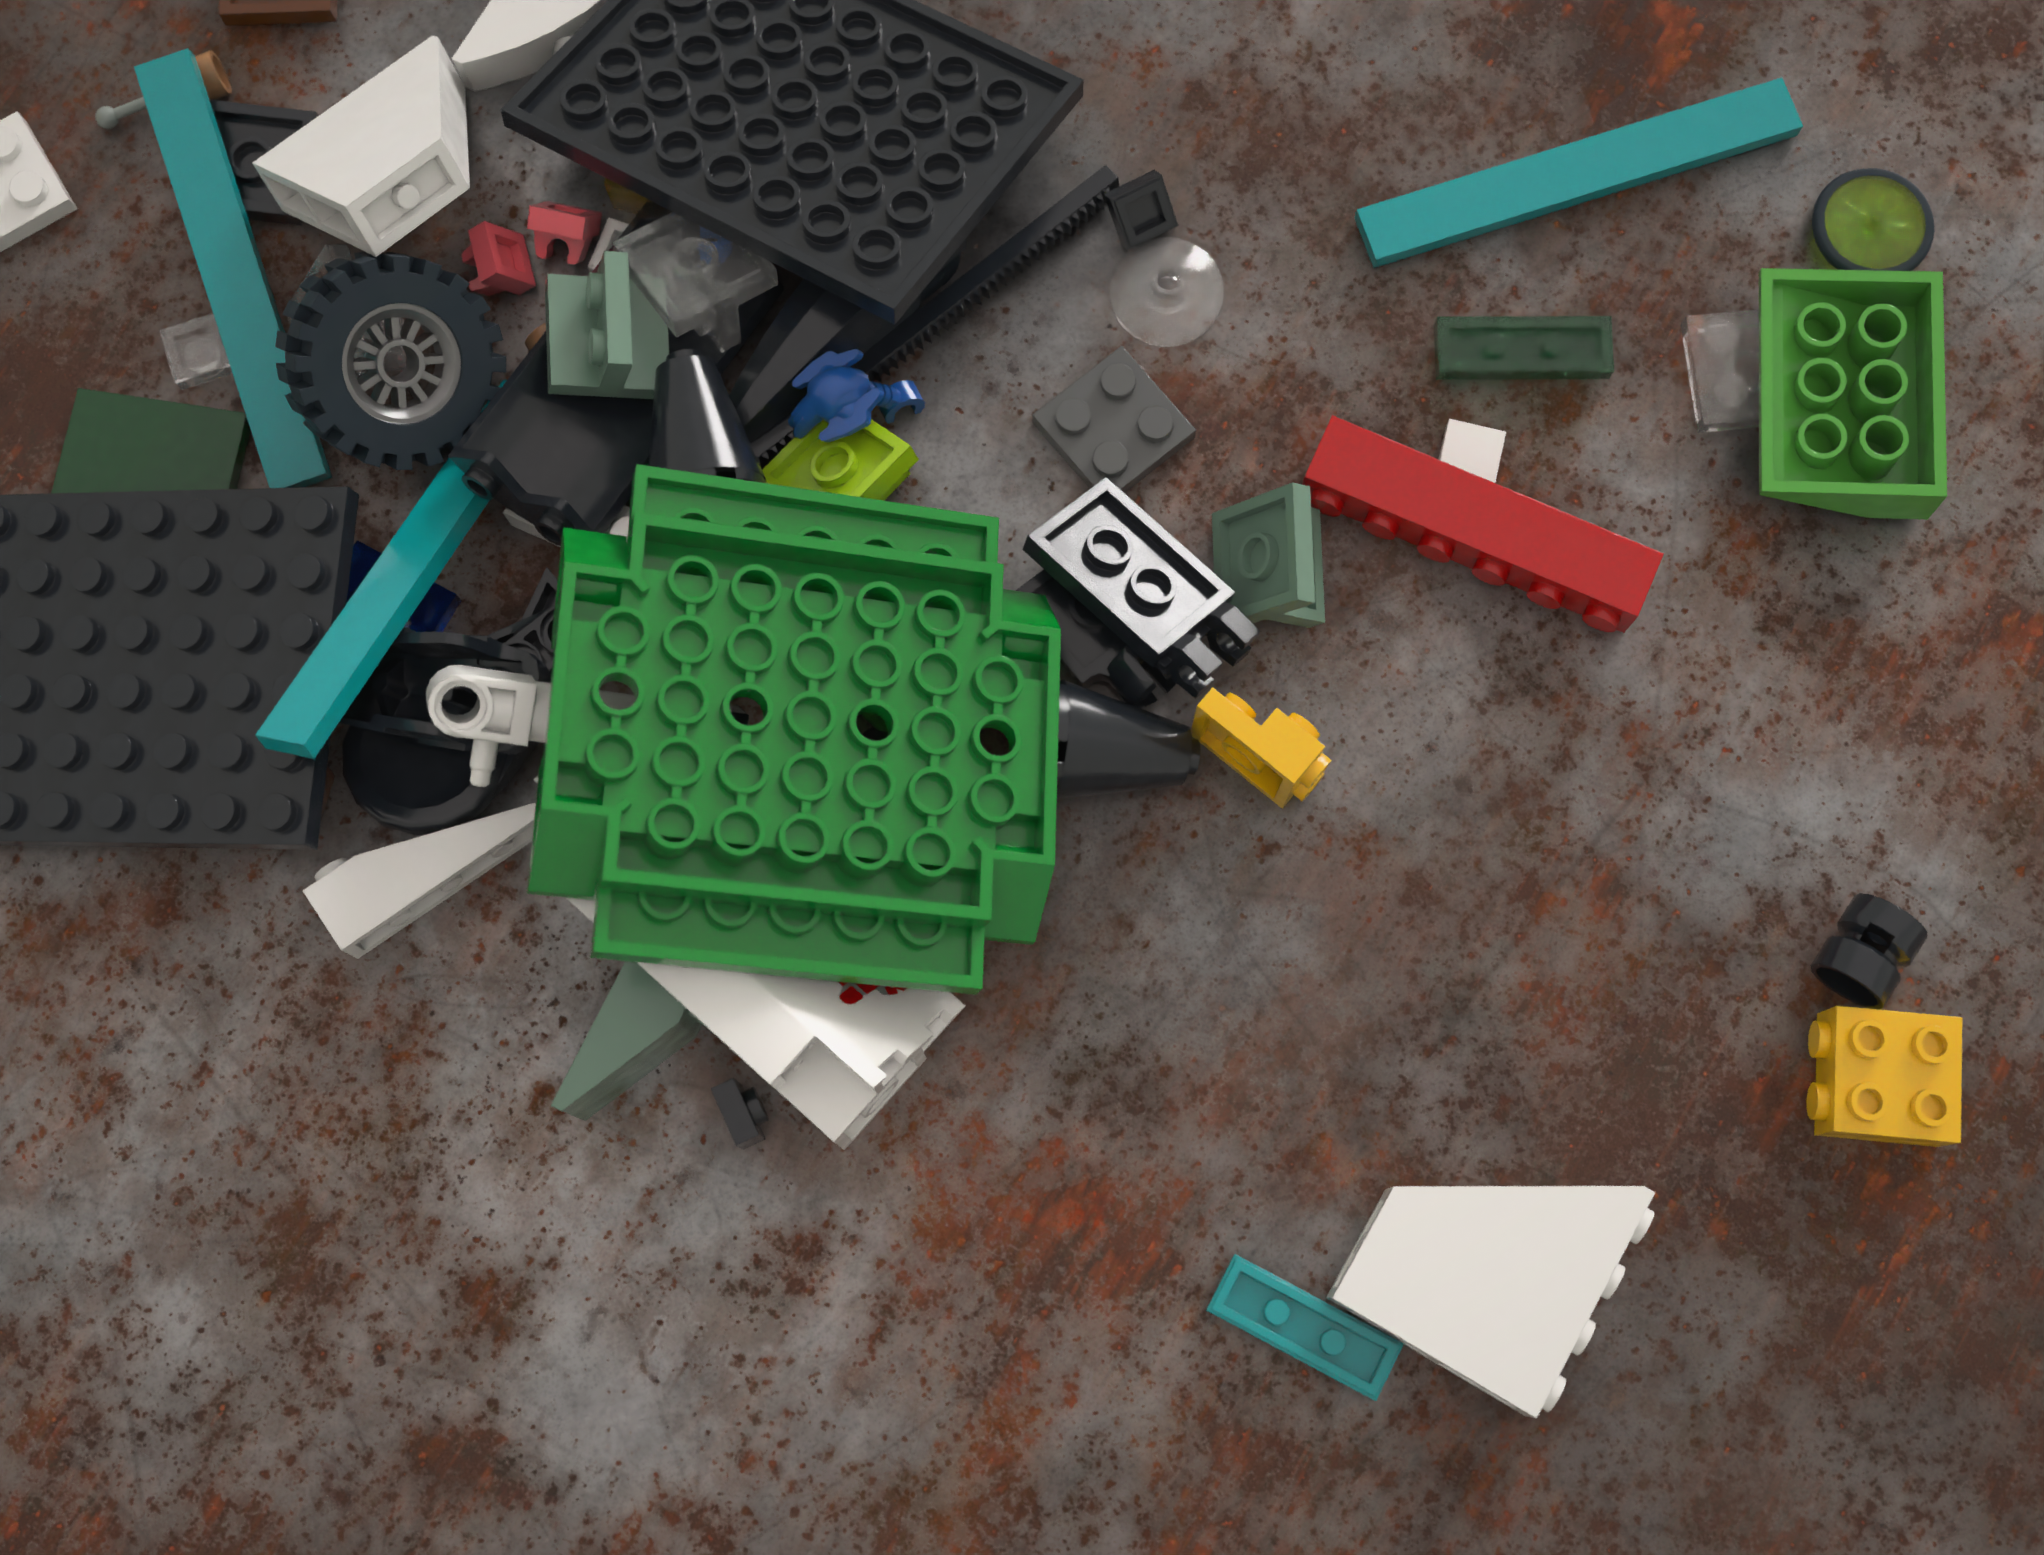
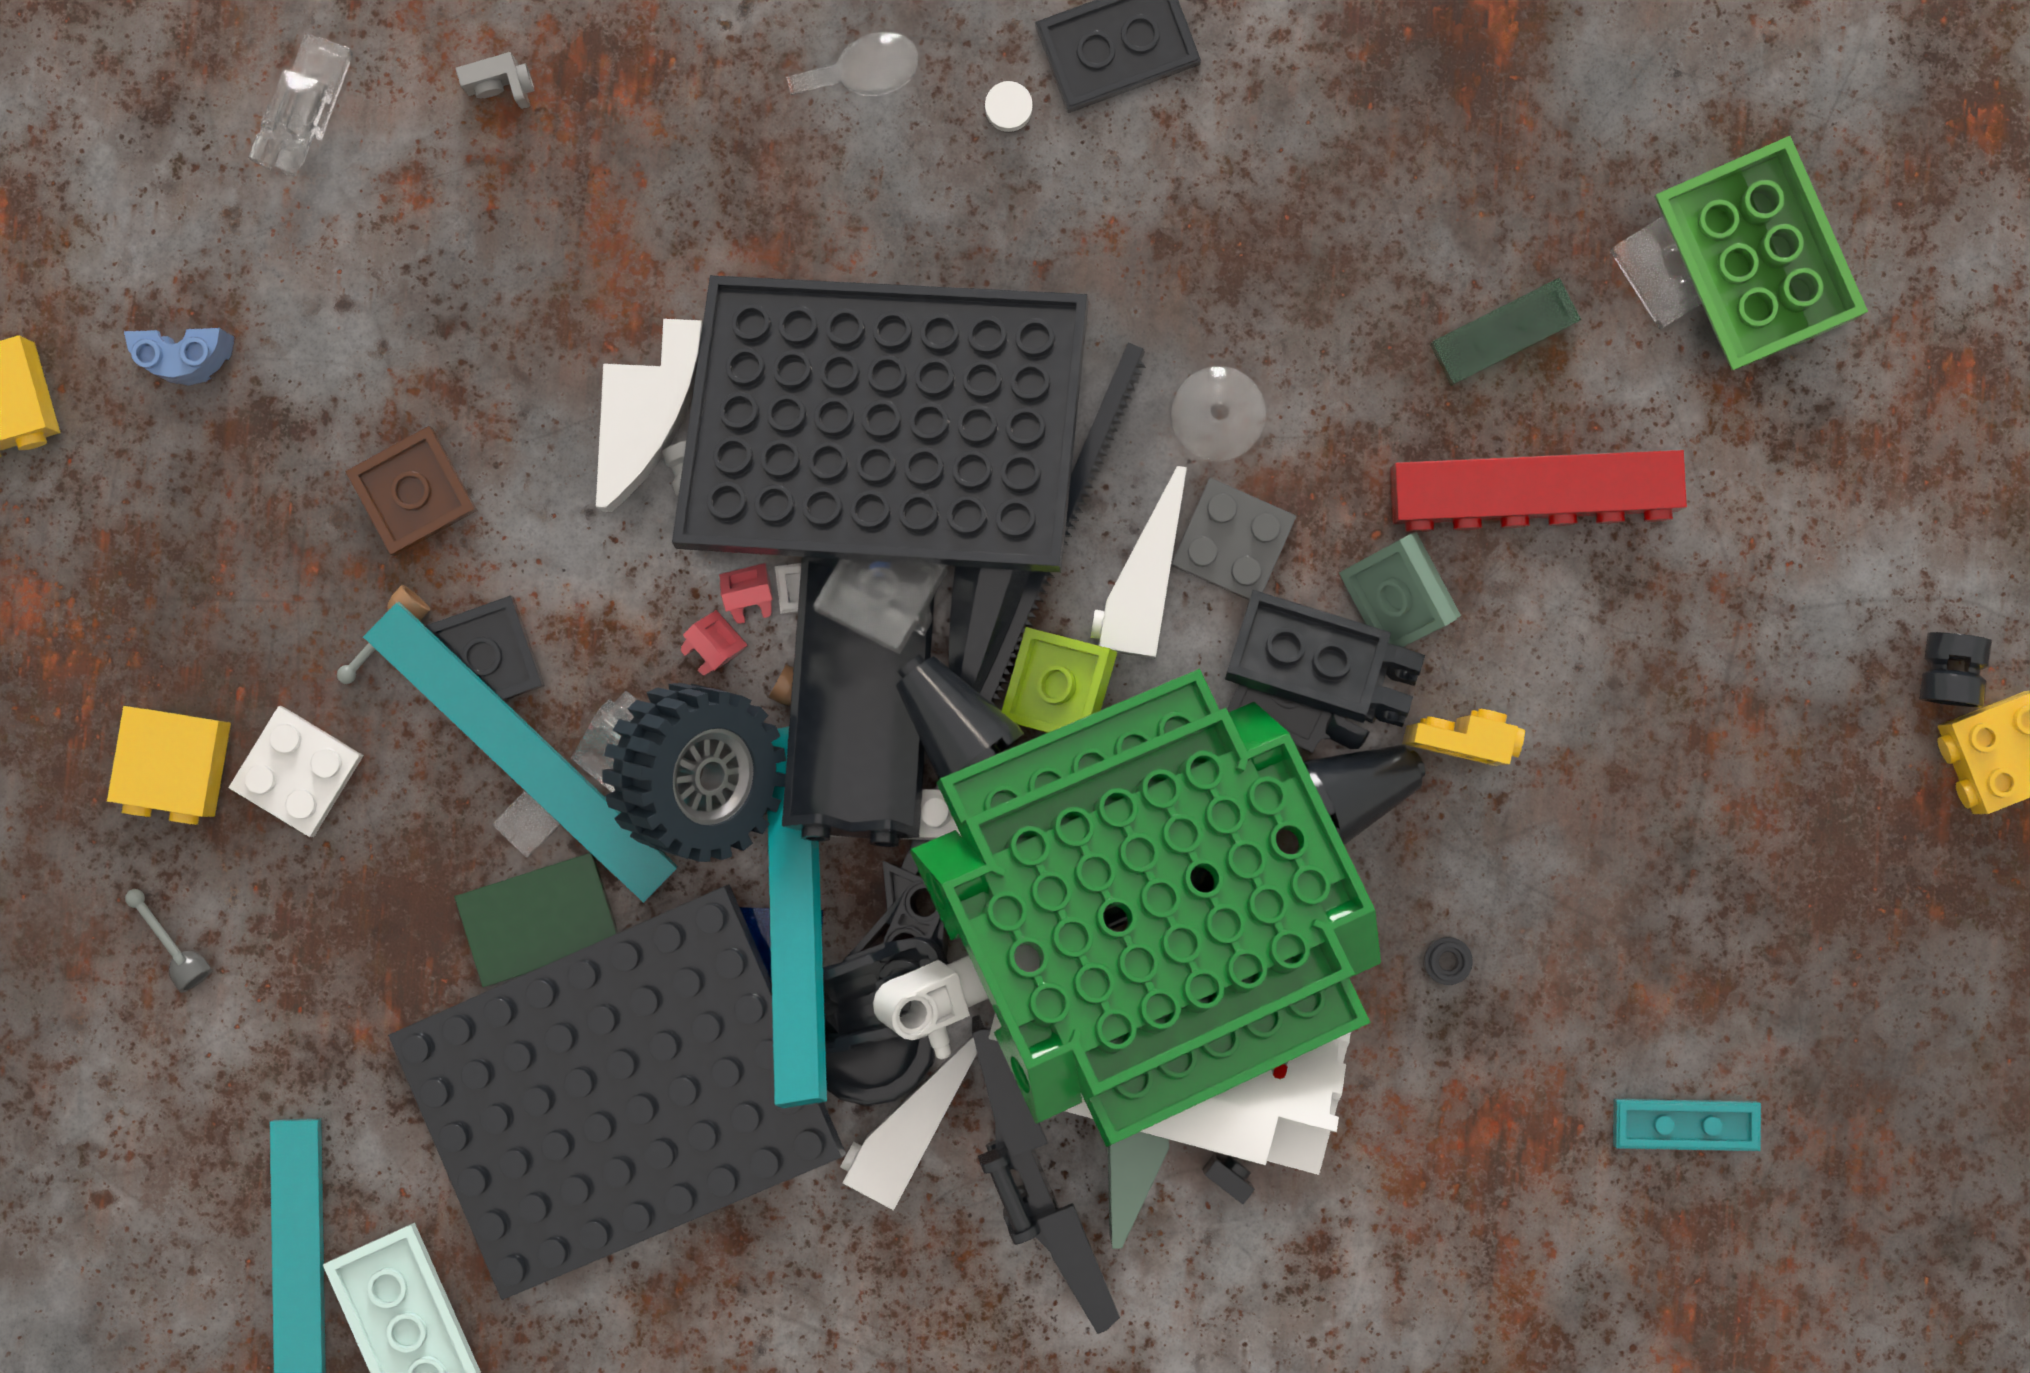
camera: 25 degrees left, 10 degrees up
(379, 154) = (596, 617): white slope -> none
(504, 1031) = (1032, 1207): none -> black piece
(602, 333) = (838, 674): sand green bracket -> none
(846, 397) = (1035, 630): blue piece -> none
(983, 422) = (1138, 598): none -> white slope
(1119, 976) = (1462, 966): none -> black plate
(1141, 209) = (1171, 363): black tile -> none
(1472, 448) = (1504, 433): white tile -> none
(1493, 1277) = (1800, 1027): white slope -> none
(1577, 172) = (1480, 167): teal tile -> none
(1872, 222) = (1717, 103): clear neon green wheel -> none

